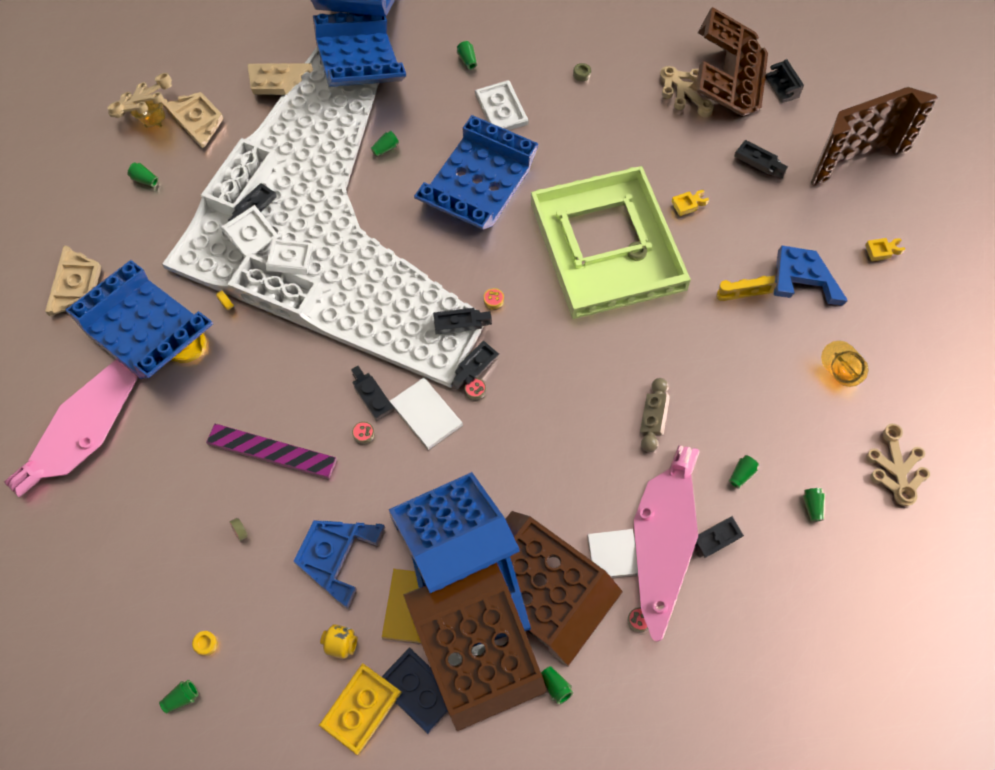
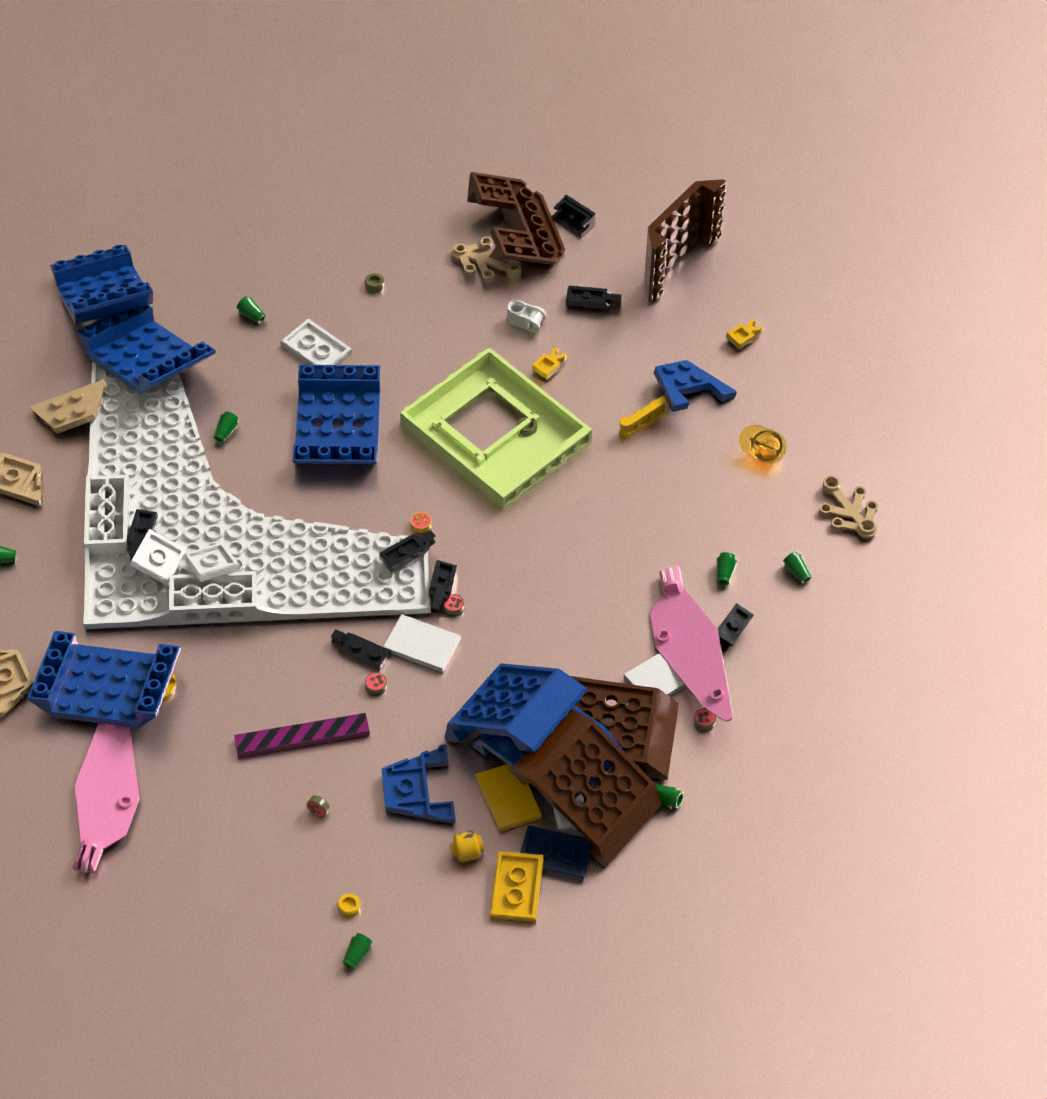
camera: 30 degrees left, 10 degrees down
(224, 300) = (168, 629): yellow tile -> none
(654, 415) = (624, 555): dark tan plate -> none
(692, 151) = (524, 315): none -> white piece

